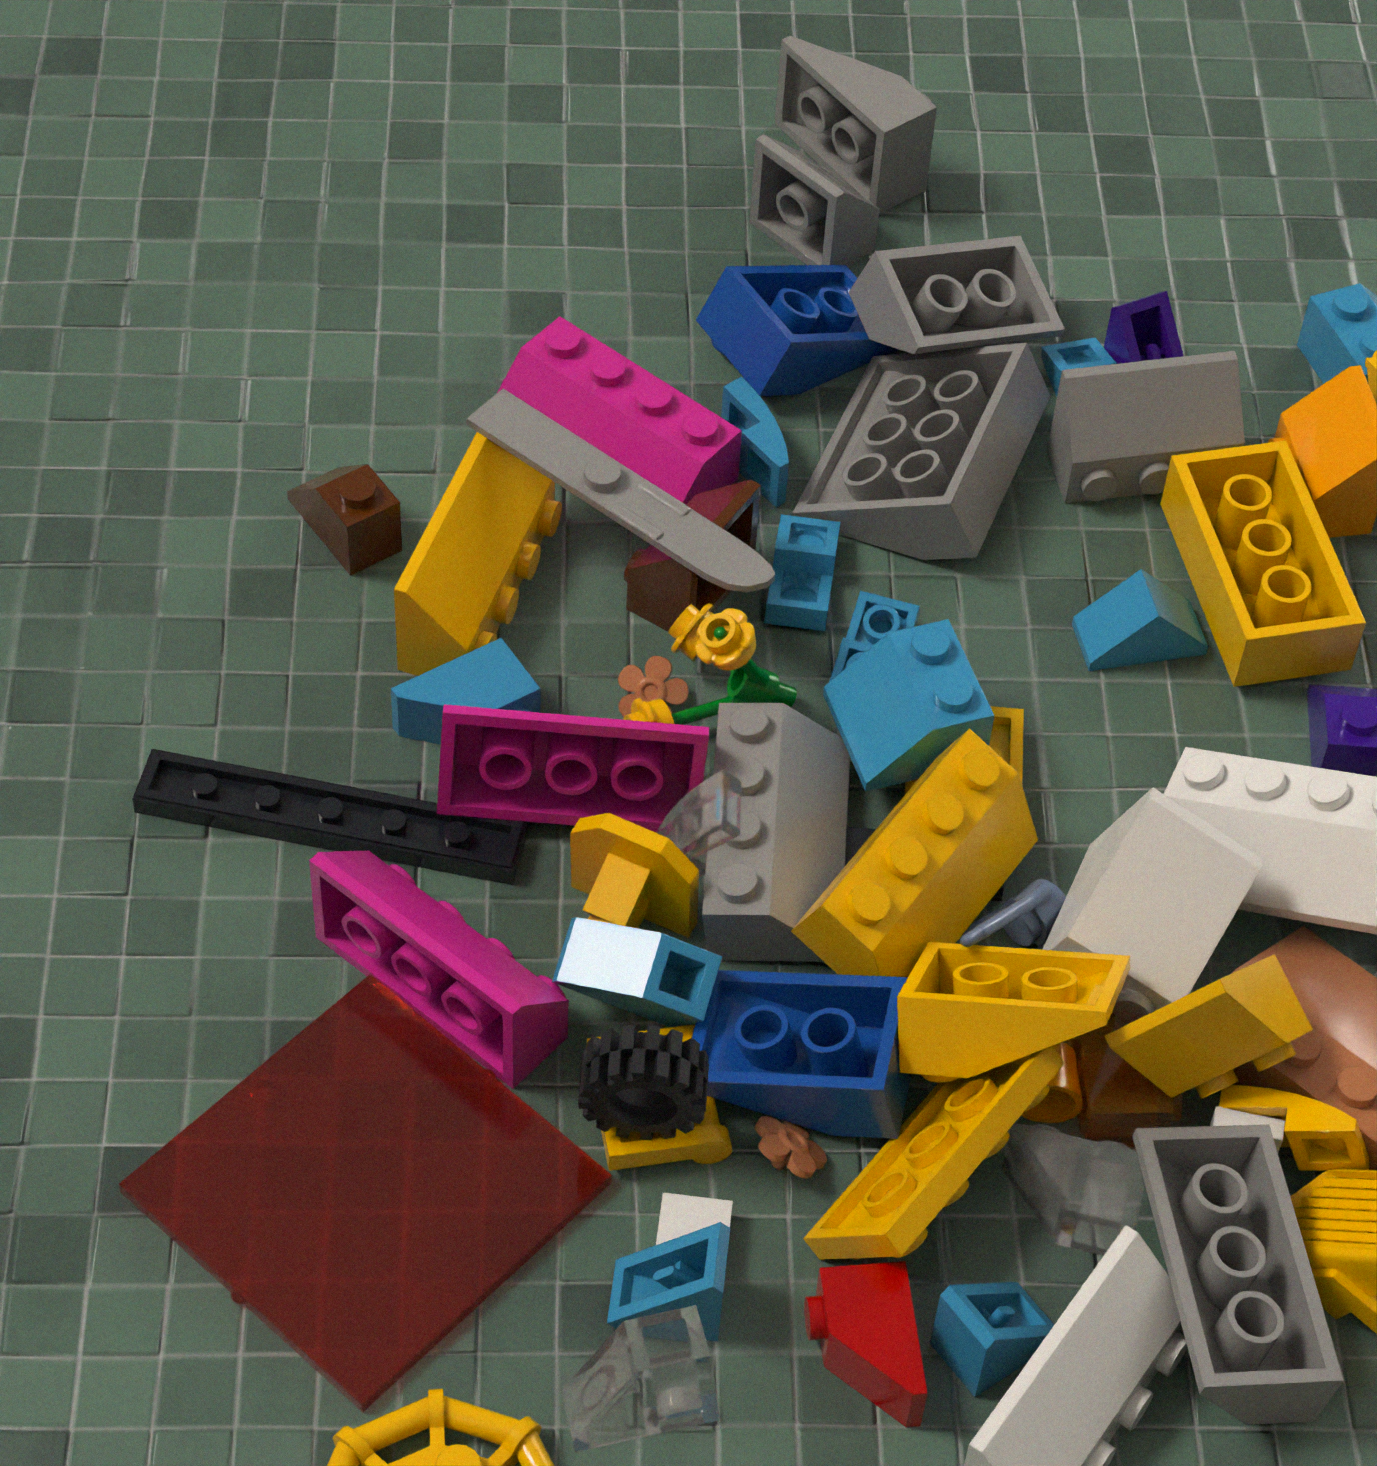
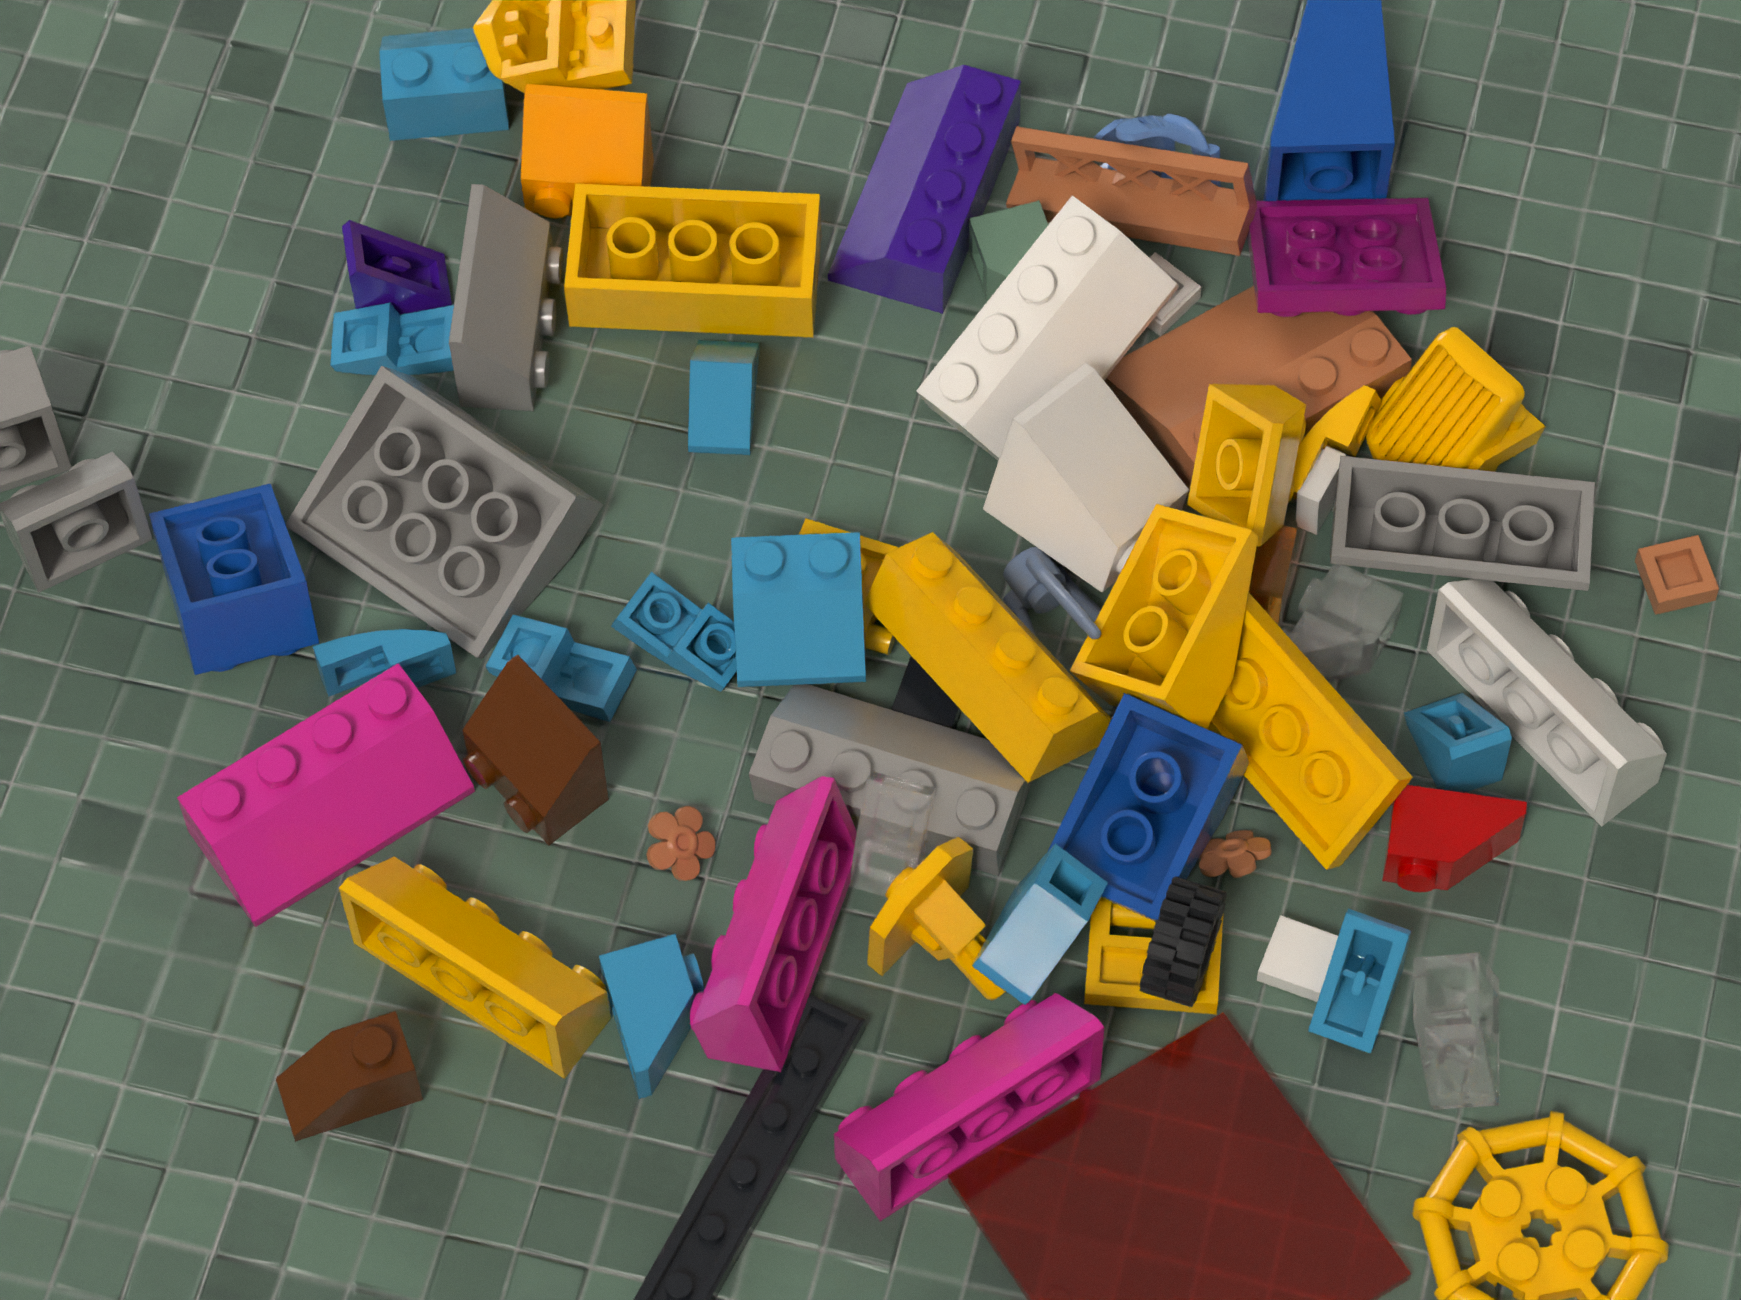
camera: 70 degrees left, 10 degrees up
(621, 494) = (491, 786): light grey piece -> none
(728, 644) = (703, 747): yellow plant -> none
(954, 296) = (282, 418): light grey slope -> none

